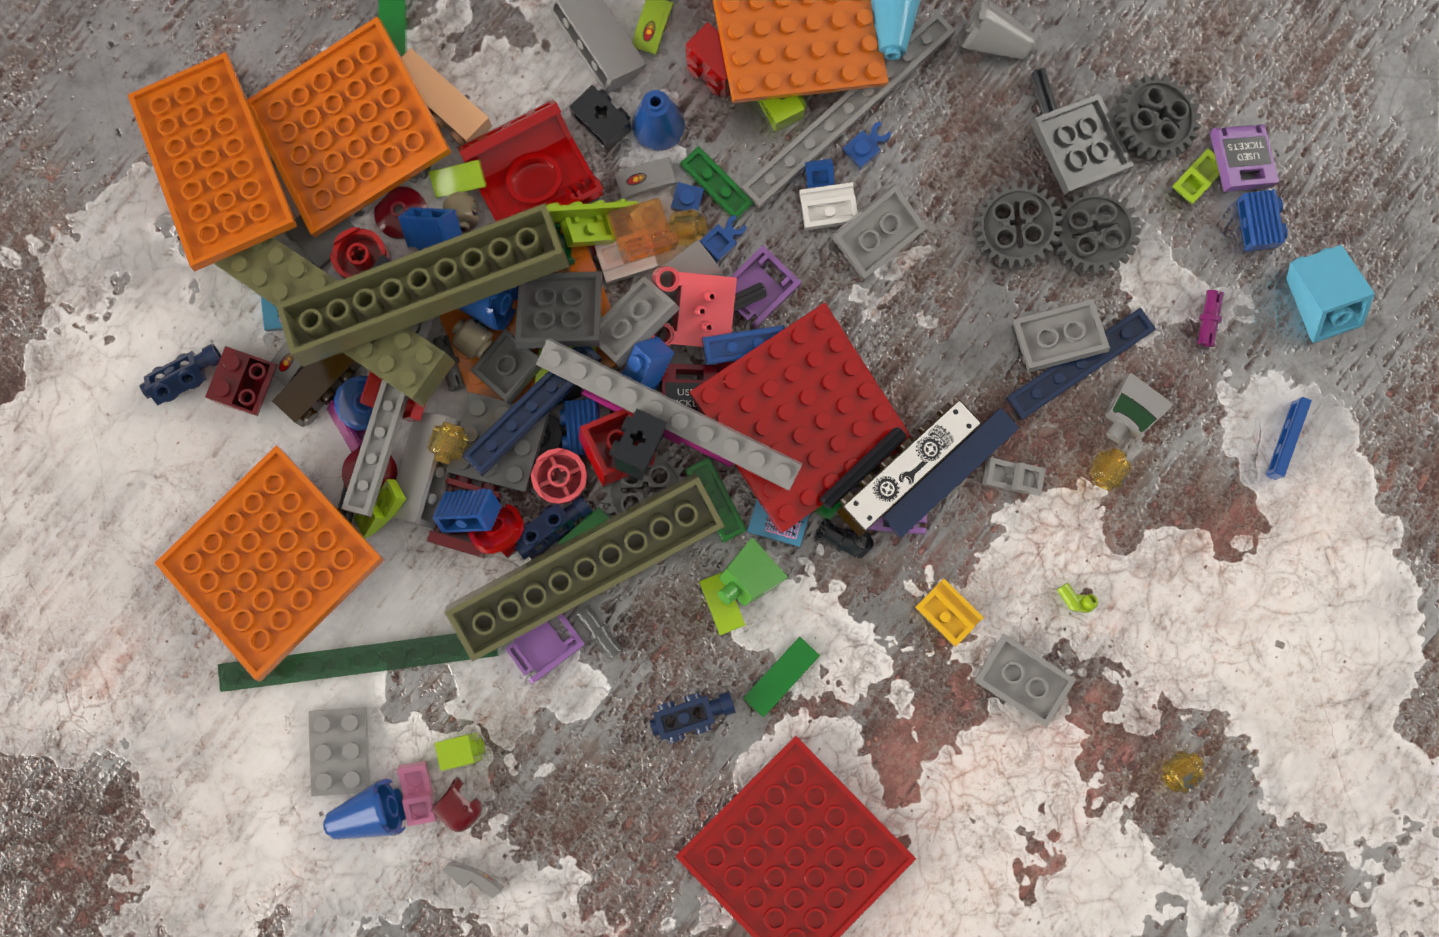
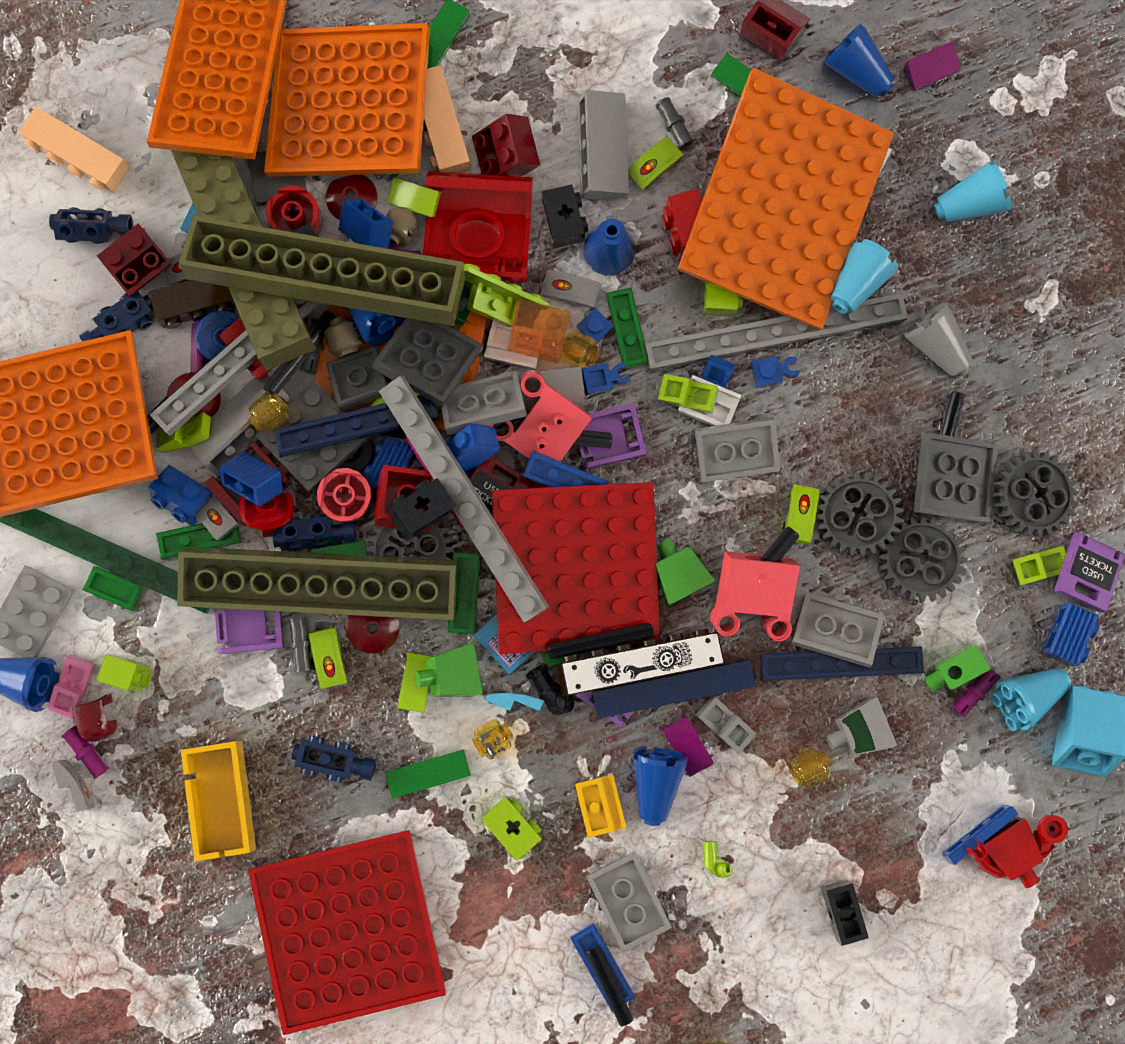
camera: 25 degrees right, 0 degrees up
(124, 317) = (74, 150): none -> light nougat brick
(264, 438) = (124, 318): none -> dark blue brick
(401, 684) = (113, 588): none -> green tile
(410, 565) = (178, 495): none -> blue bracket
(440, 397) = (288, 369): none -> black axle
(449, 564) = (216, 518): none -> light grey slope
(460, 582) = (174, 540): none -> green tile
(465, 843) = (85, 752): none -> magenta pin
(512, 86) = (506, 147): none -> dark red slope
(612, 812) = (218, 801): none -> yellow piece
(630, 628) = (327, 657): none -> lime slope
(661, 592) = (372, 642): none -> dark red dish
(806, 208) = (688, 394): none -> lime slope
(812, 570) = (507, 700): none -> medium azure slope
(820, 611) = (492, 739): none -> clear yellow head
(894, 368) = (680, 573): none -> bright green torso
(897, 689) = (515, 843): none -> lime brick
(968, 255) = (803, 511): none -> lime slope
(970, 339) = (759, 587): none -> coral piece
(986, 561) = (657, 782): none -> blue cone
(993, 514) = (686, 740): none -> magenta slope
(1036, 751) = (591, 937): none -> blue tile
(1053, 762) = (609, 986): none -> black axle
(1191, 297) = (969, 665): none -> bright green torso
(1216, 575) = (844, 912): none -> black brick
(1259, 295) = (1029, 696): none -> medium azure cone
(1329, 430) = (1017, 850): none -> red torso

